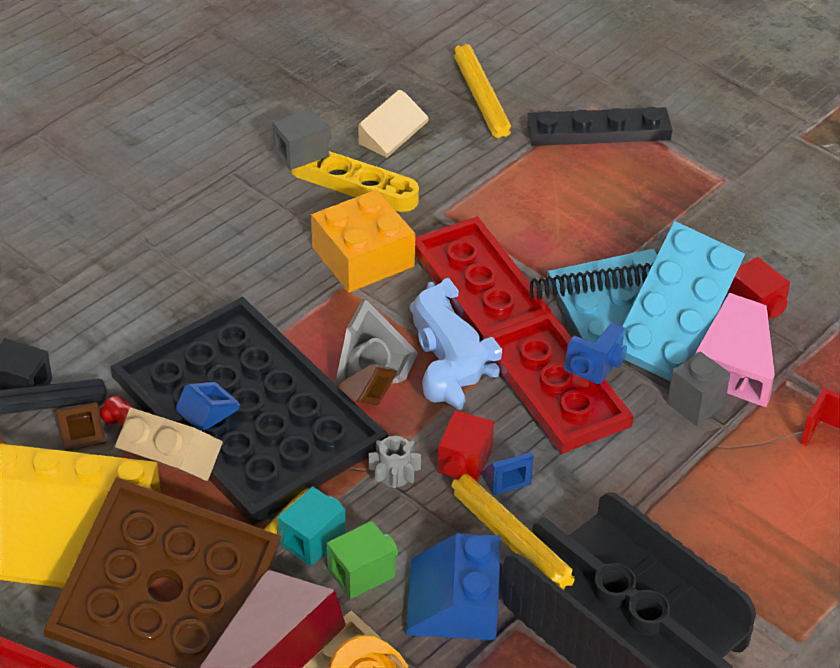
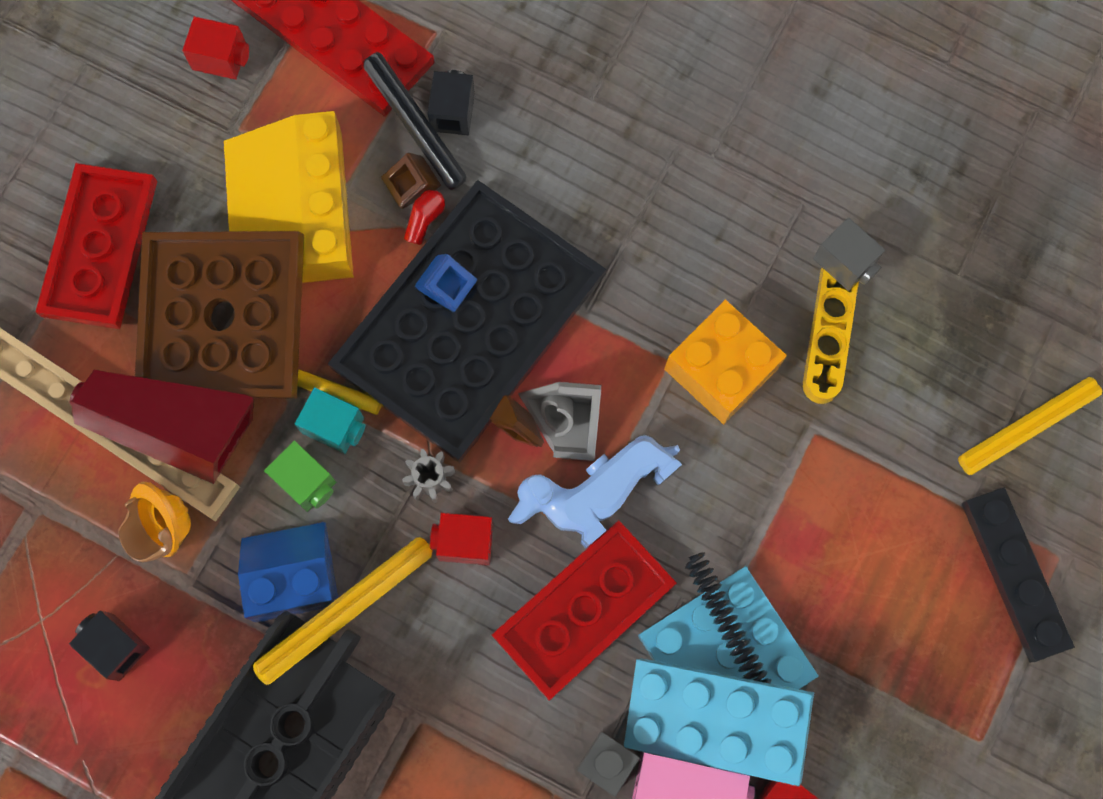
camera: 75 degrees right, 30 degrees up
(169, 444) = (377, 263): tan brick -> none
(391, 124) = (931, 343): tan slope -> none
(488, 281) = (711, 496): red plate -> none
(509, 474) = (451, 586): blue slope -> none
(596, 360) = (613, 658): blue bracket -> none

